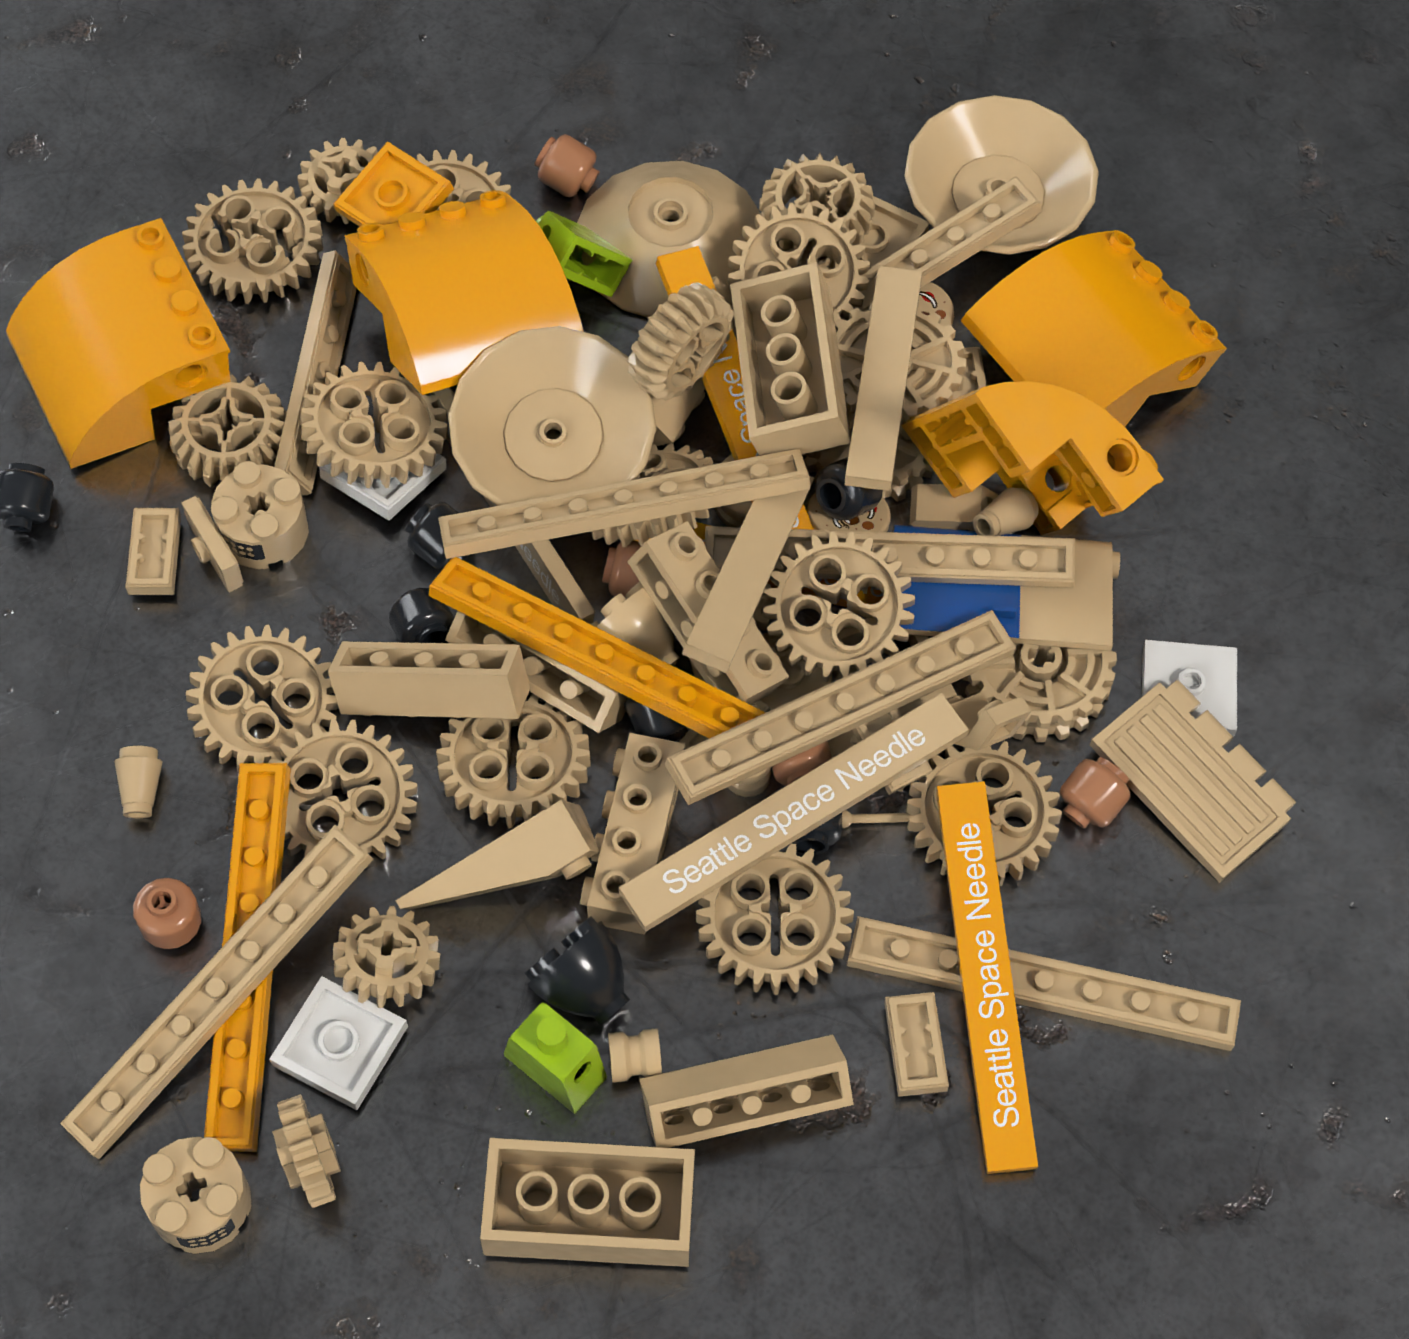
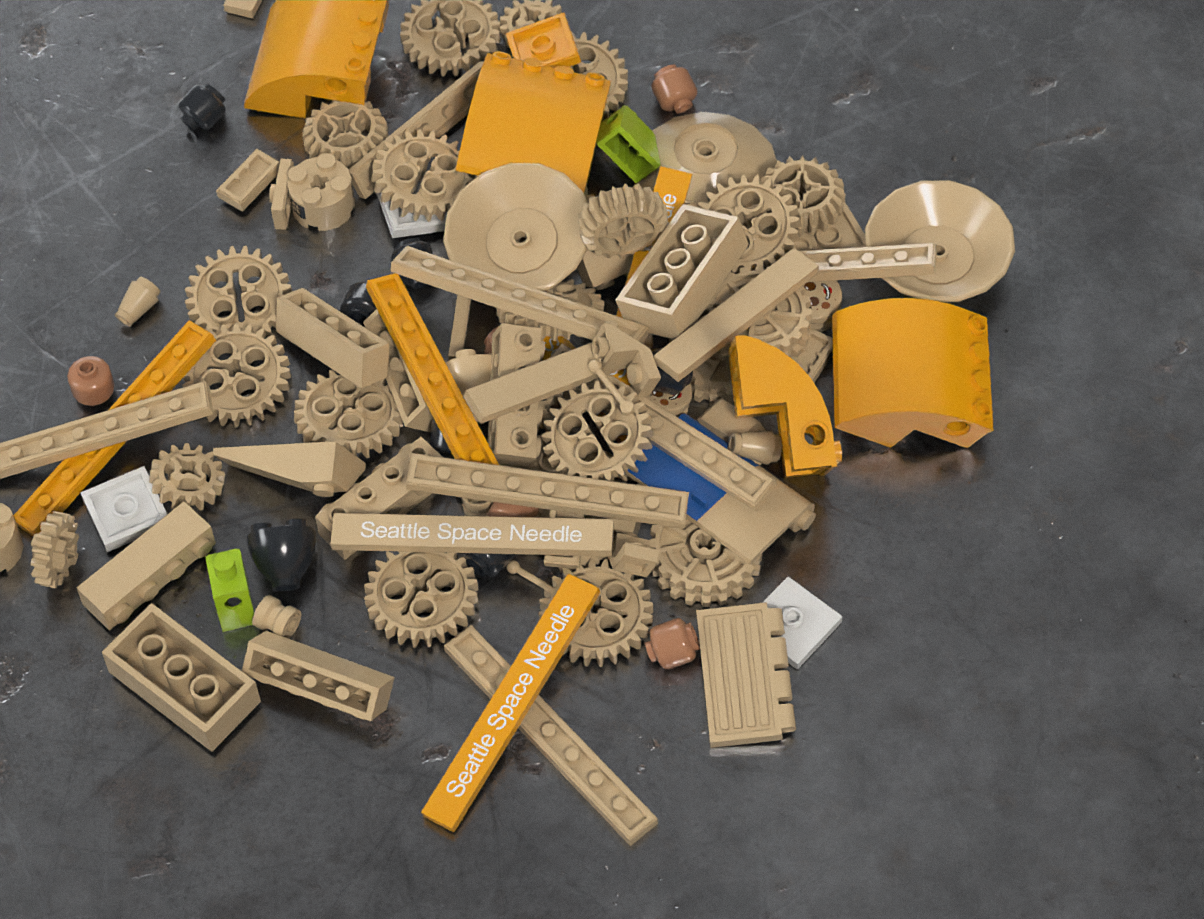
camera: 40 degrees right, 5 degrees down
(430, 1096) = (146, 566): none -> tan brick
(792, 493) = (621, 351): none -> tan slope
(857, 554) = (625, 406): none -> tan hinge
(916, 1044) = (441, 716): tan plate -> none

